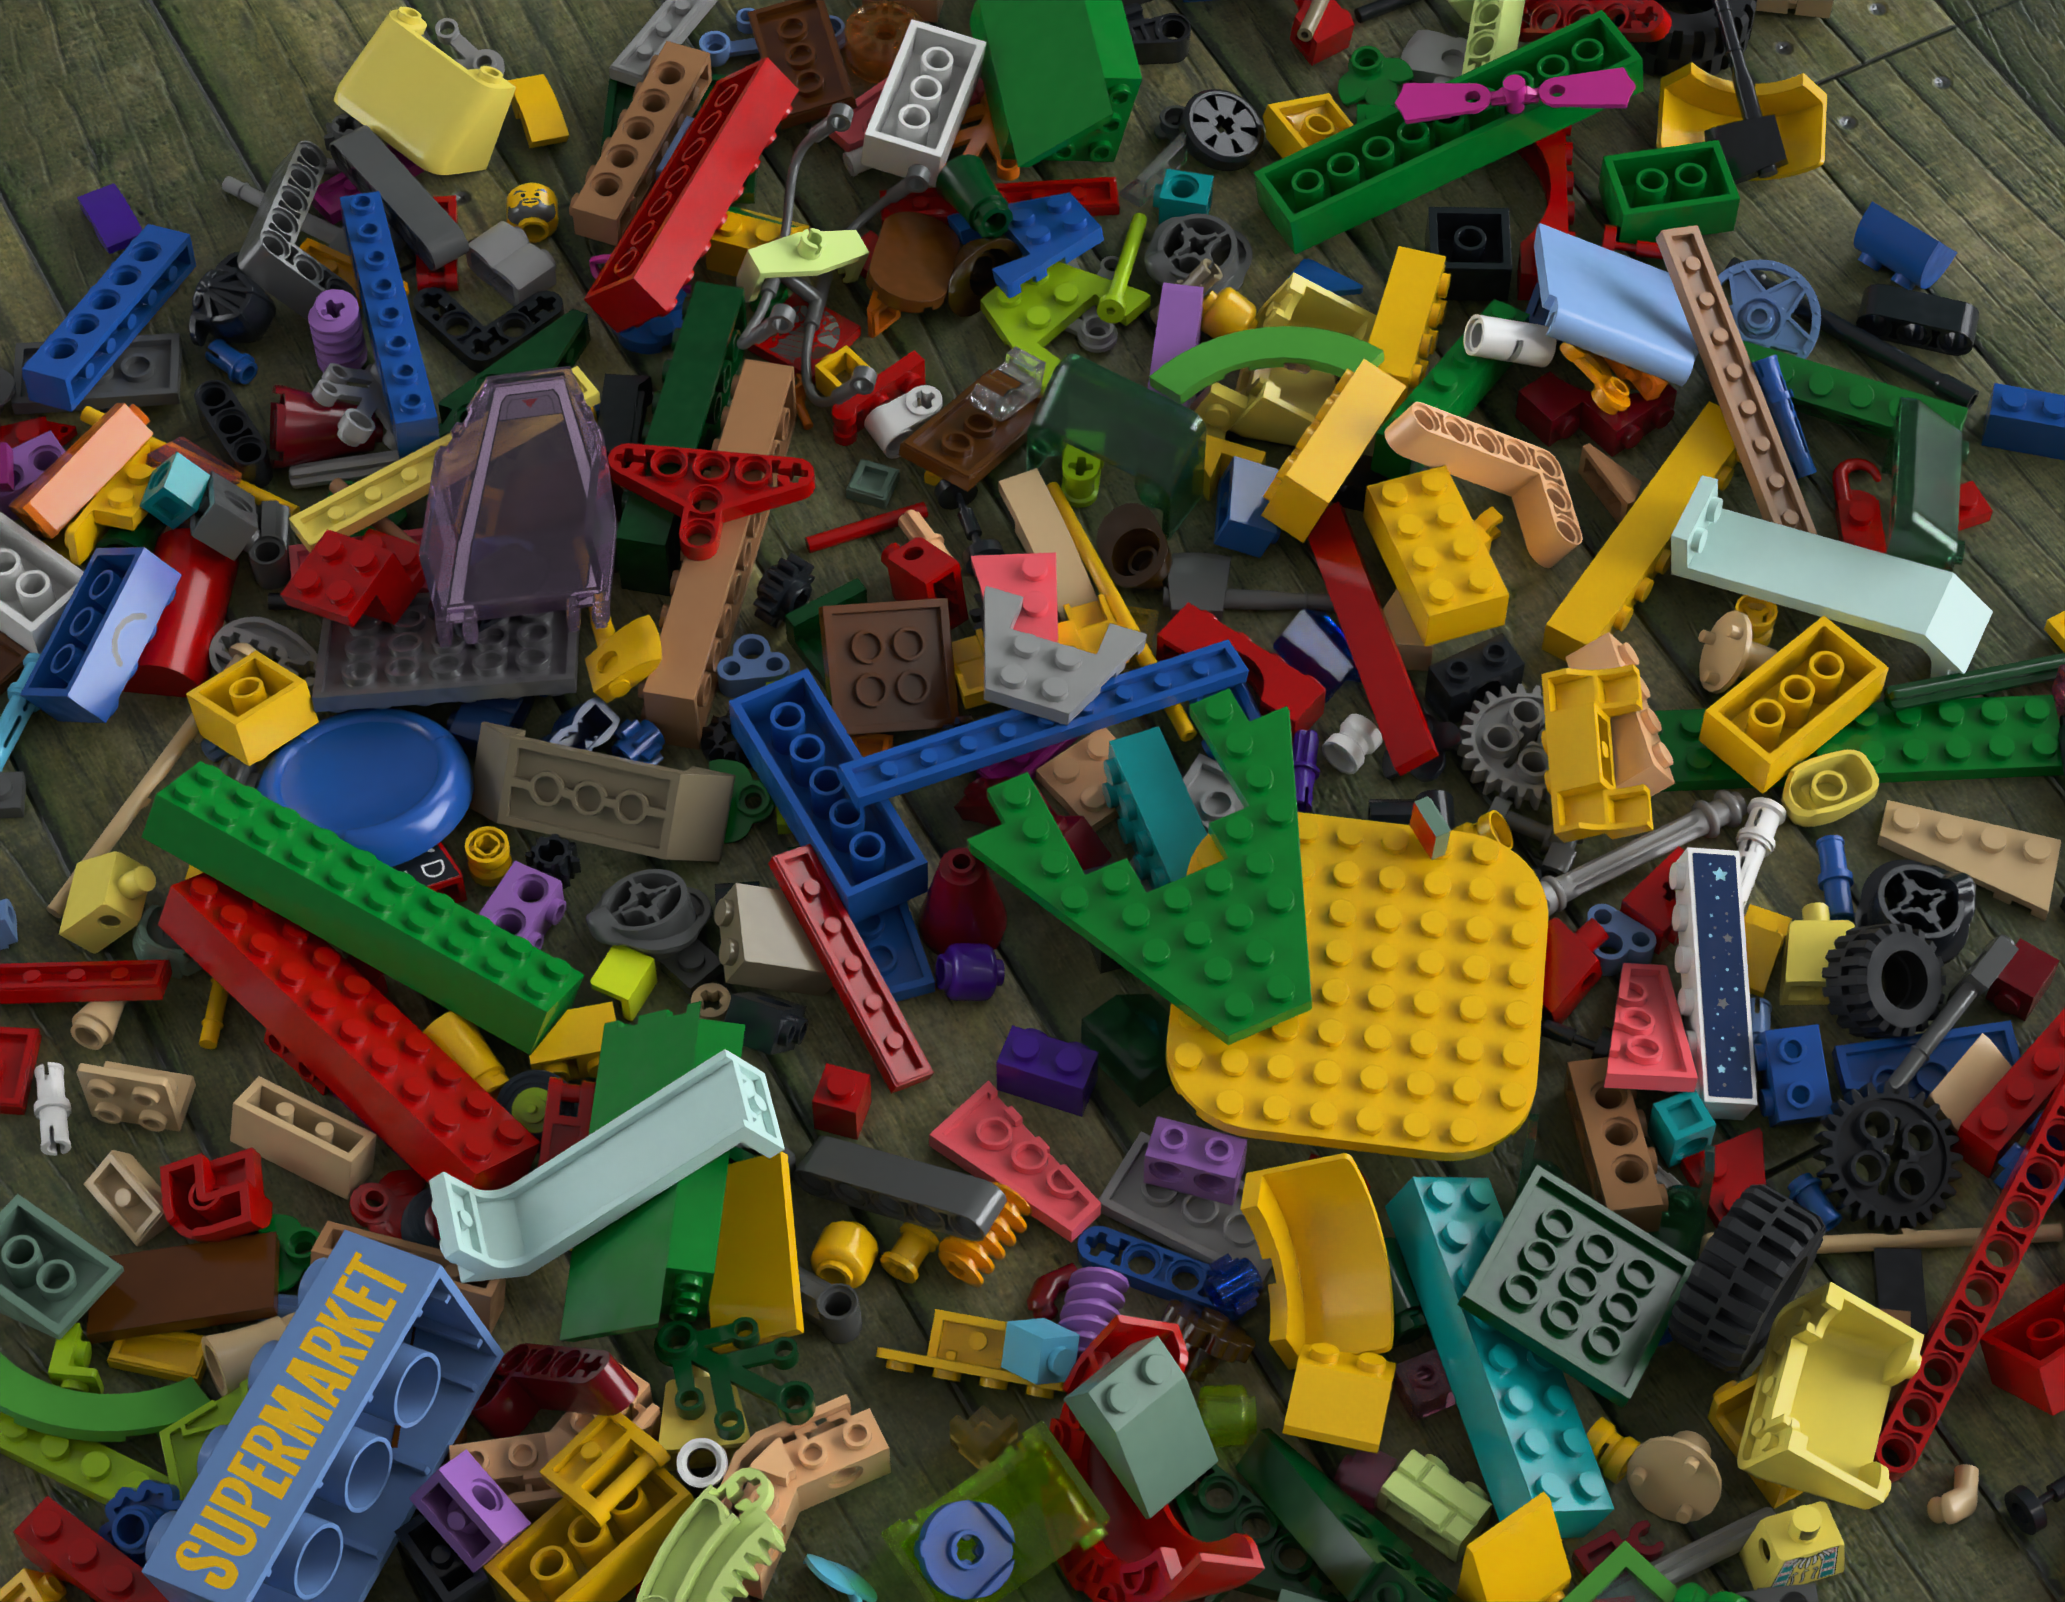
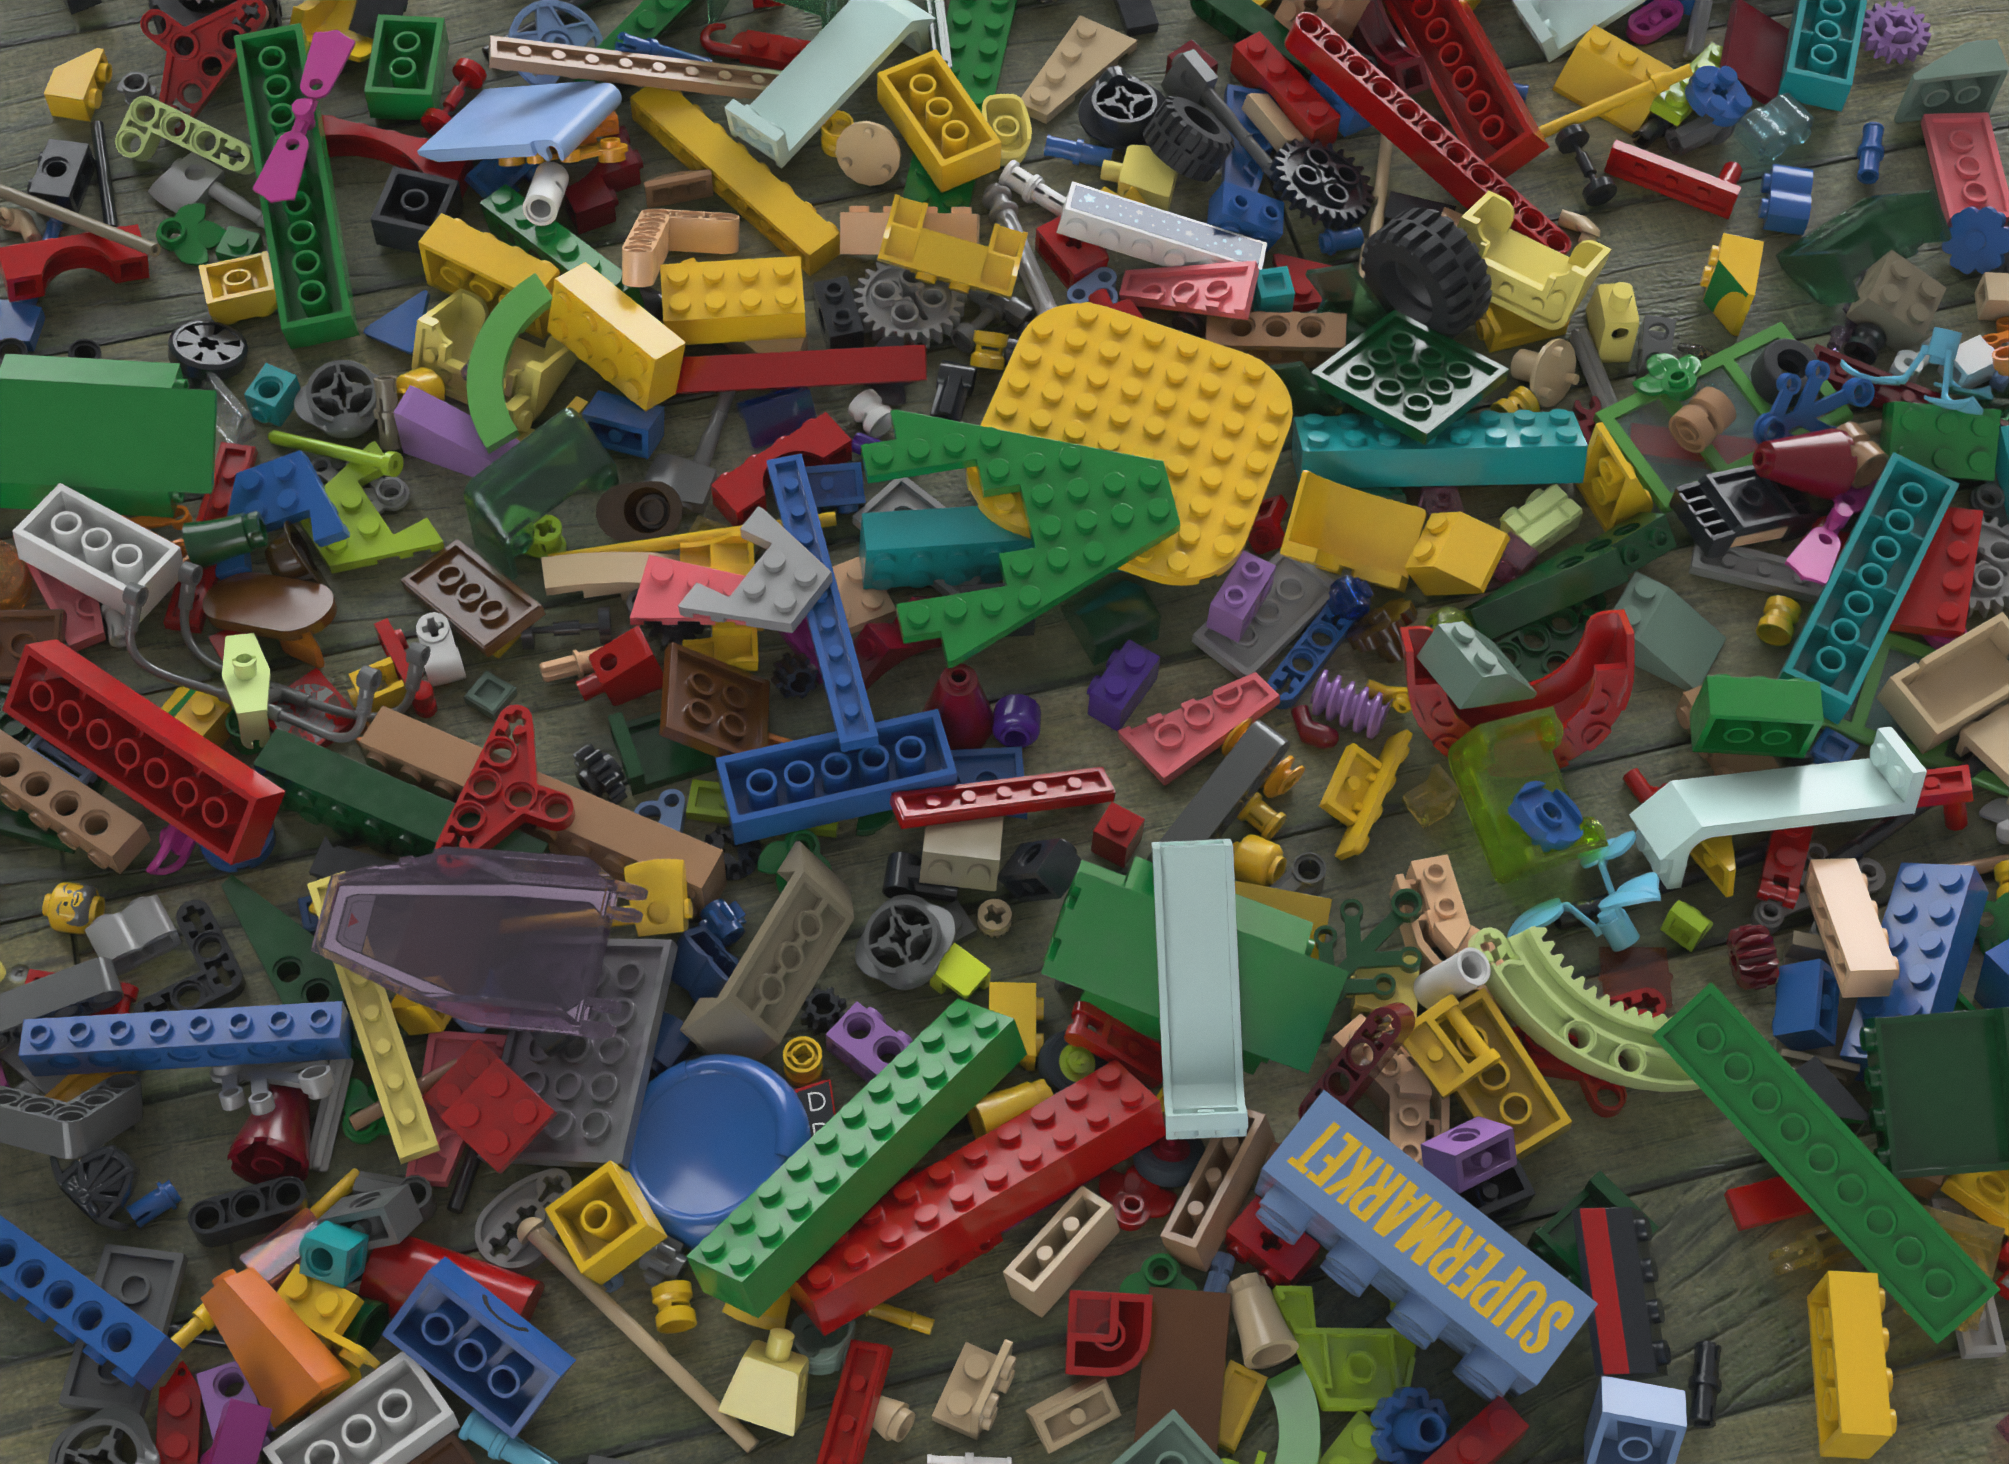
camera: 80 degrees left, 5 degrees up
(337, 330) = (174, 1091): medium lavender piece -> none
(860, 528) = (536, 706): red bar -> none
(1009, 385) = (440, 559): clear leg -> none
(1039, 1350) = (1385, 734): medium azure brick -> none
(1430, 827) = (1027, 348): tile -> none

